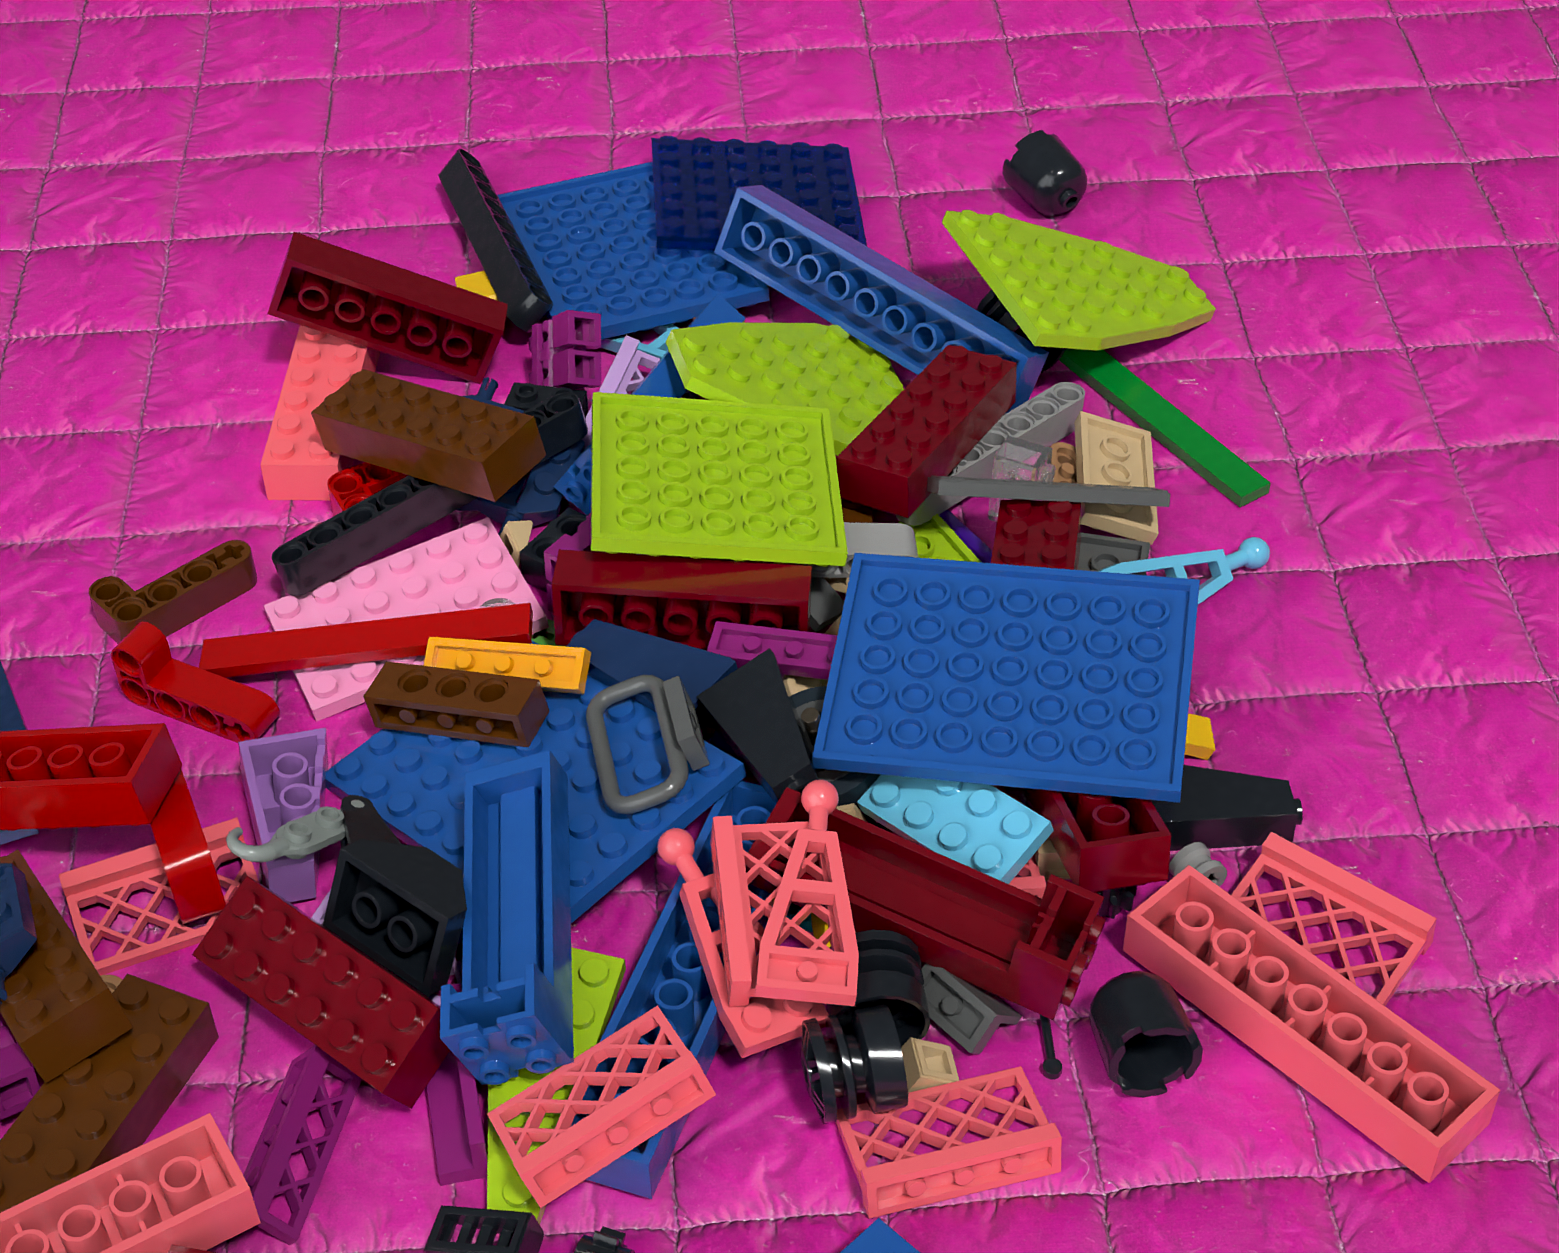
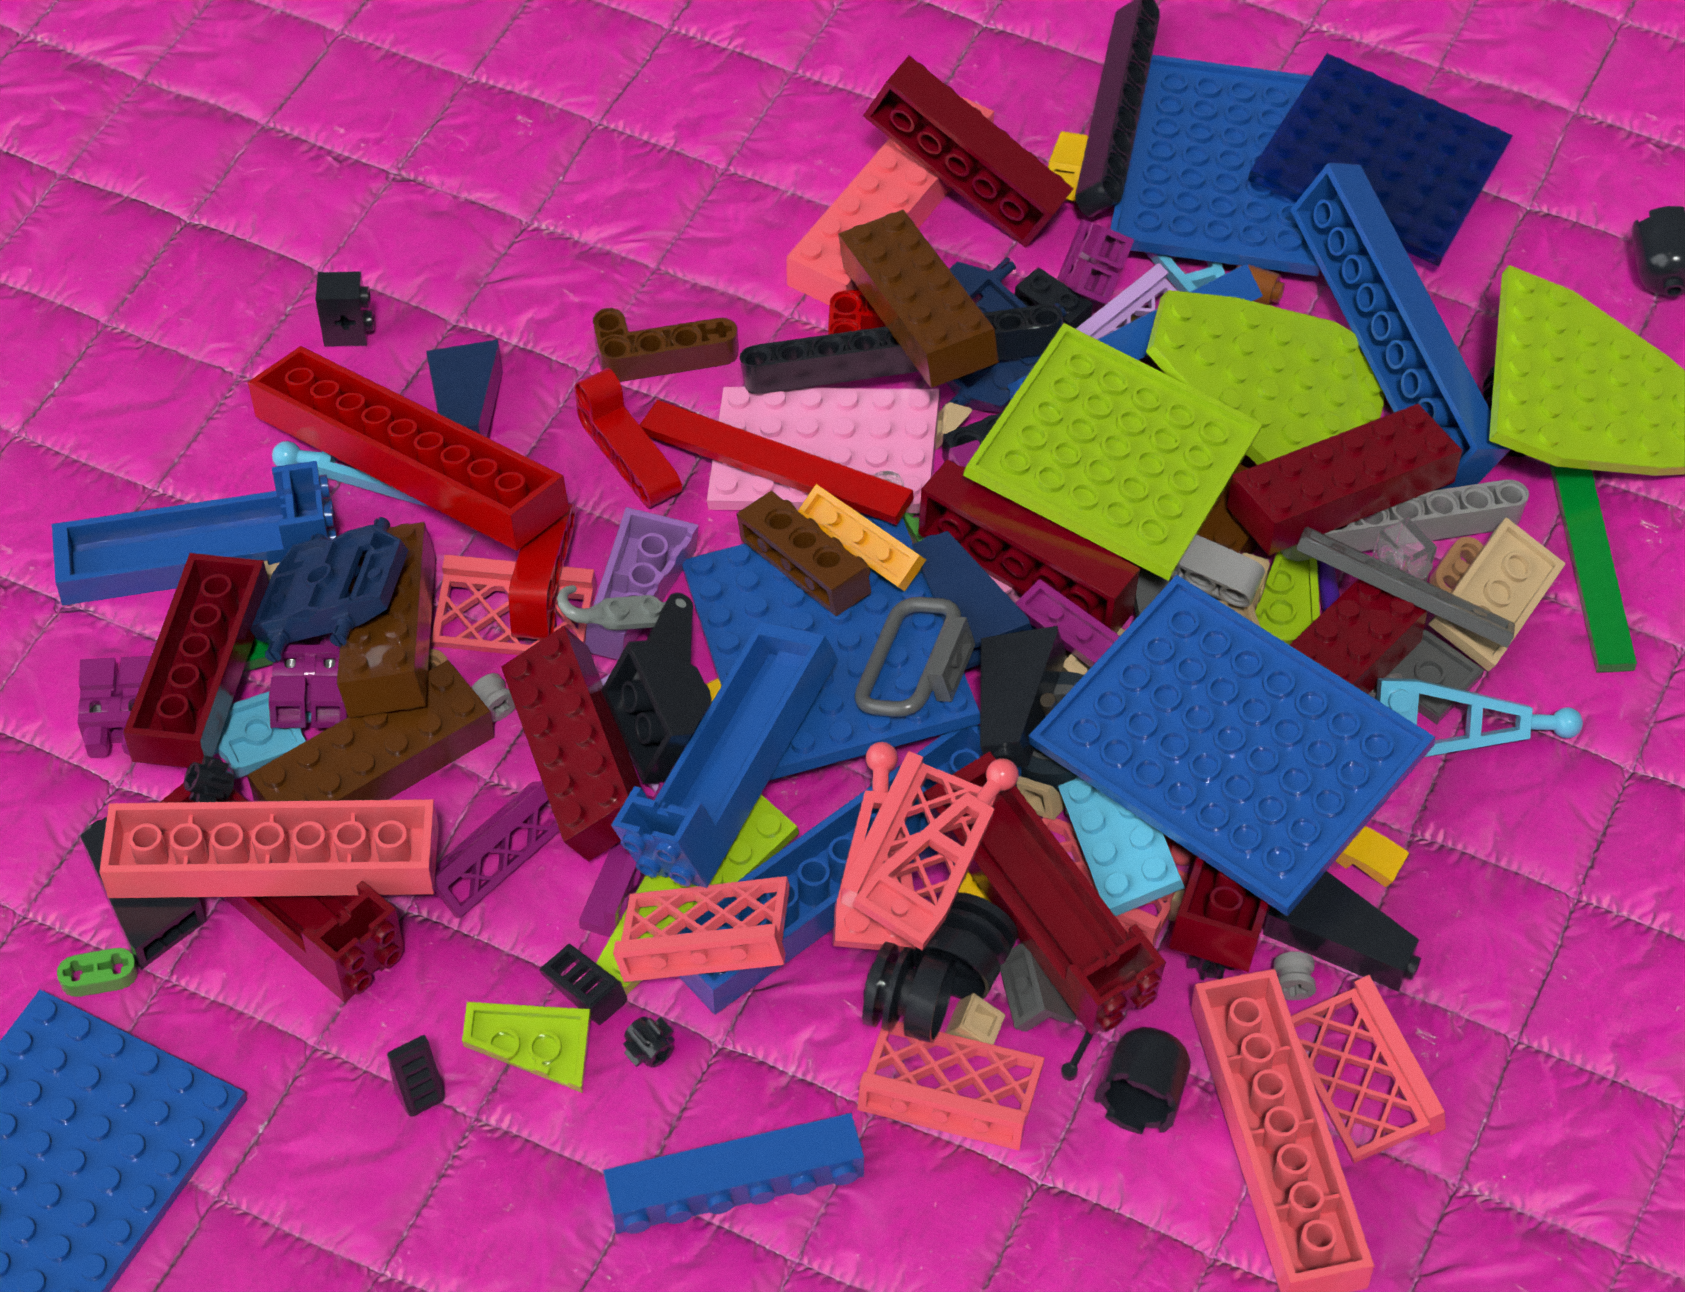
camera: 30 degrees right, 10 degrees up
(209, 988) = (494, 695): none -> light grey wheel

